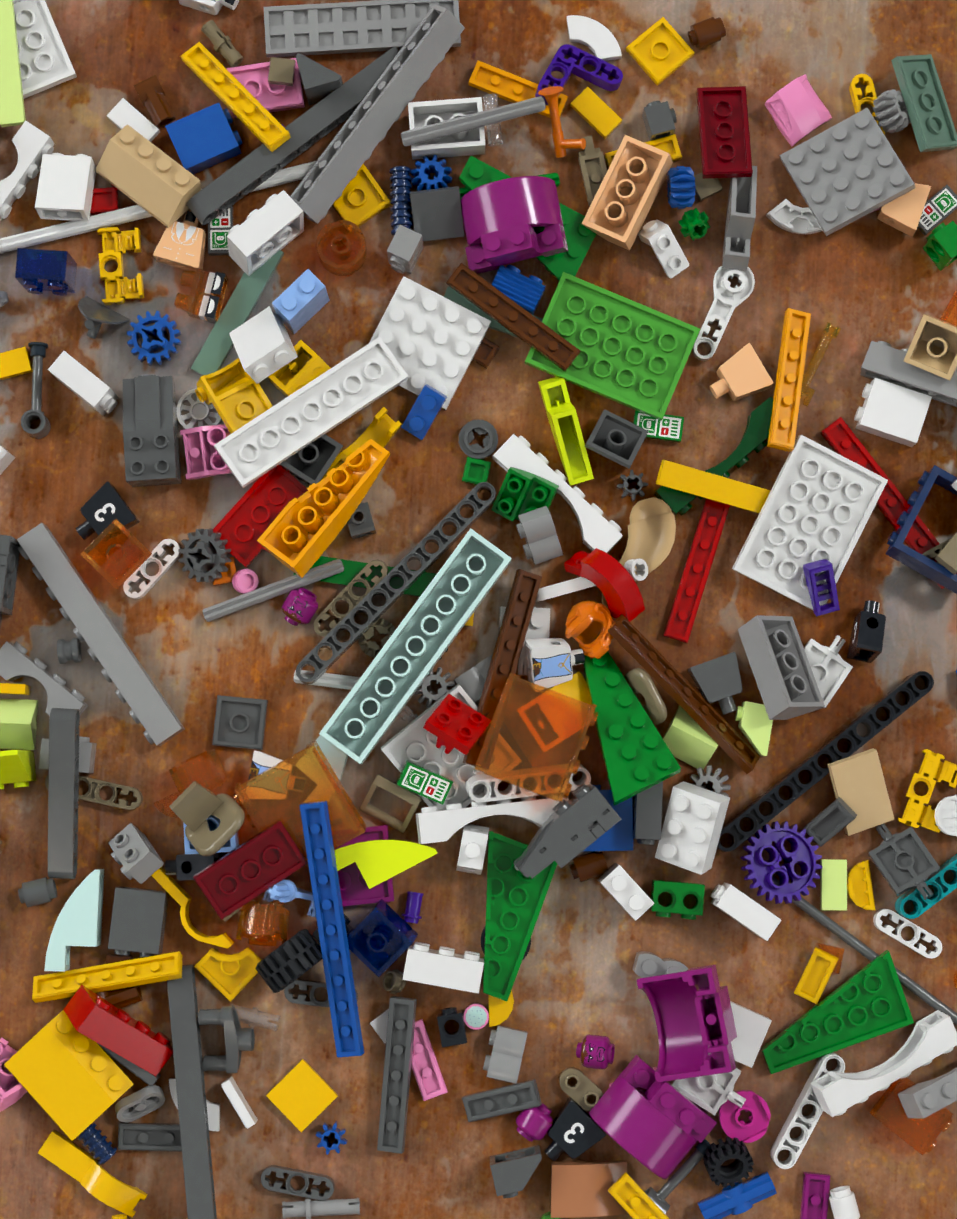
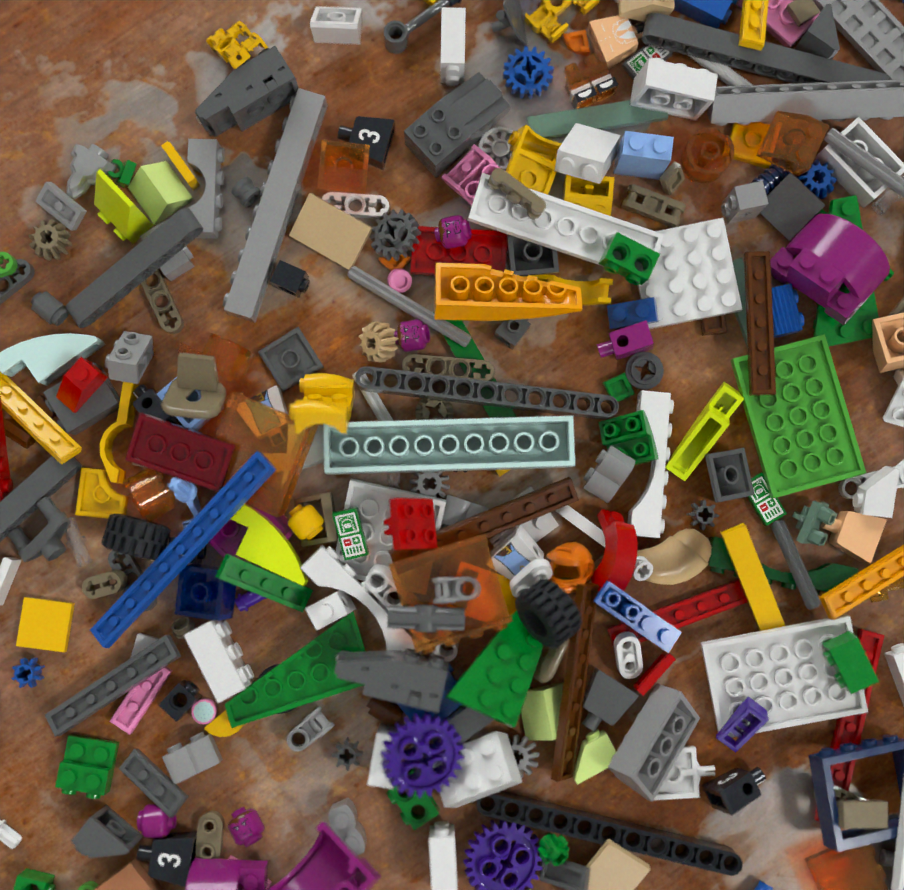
camera: 50 degrees right, 0 degrees up
(127, 912) = (80, 384): none -> red slope
(159, 276) = (577, 42): none -> orange tile
(159, 606) = (330, 231): none -> tan tile
(173, 671) = (290, 279): none -> black brick
(241, 506) = (453, 231): none -> magenta head
(254, 430) = (517, 192): none -> dark tan plate
(284, 638) = (378, 342): none -> tan gear
(300, 720) = (326, 401): none -> yellow piece
(302, 1016) = (106, 588): none -> dark tan beam
(337, 290) = (672, 178): none -> dark tan tile
(348, 323) = (653, 205): none -> dark tan plate
(374, 377) = (631, 252): none -> green brick
(386, 173) = (792, 141): none -> clear orange slope
(386, 812) = (305, 522): none -> yellow head
(410, 883) = (264, 582): none -> green plate
(446, 1146) = (87, 766): none -> green plate
(449, 425) = (636, 335): none -> magenta torso
(534, 732) = (451, 589): none -> light grey piece
(540, 772) = (425, 618): none -> dark grey piece
(557, 938) = (310, 728): none -> light grey piece
(574, 664) = (529, 575): none -> white plate
(608, 922) = (342, 759): none -> dark grey gear
(612, 672) = (548, 613): none -> black tyre
(664, 869) = (425, 776): none -> dark purple gear
(671, 603) = (637, 616): none -> slope
(695, 633) = (626, 653): none -> white plate
(704, 402) = (810, 521): none -> sand green hips
(723, 333) = (877, 493): none -> white slope
(727, 625) = (654, 672): none -> red tile
(728, 443) = (796, 564): none -> dark grey axle
(803, 814) = (553, 849): none -> green gear
(836, 464) = (849, 662): none -> green brick

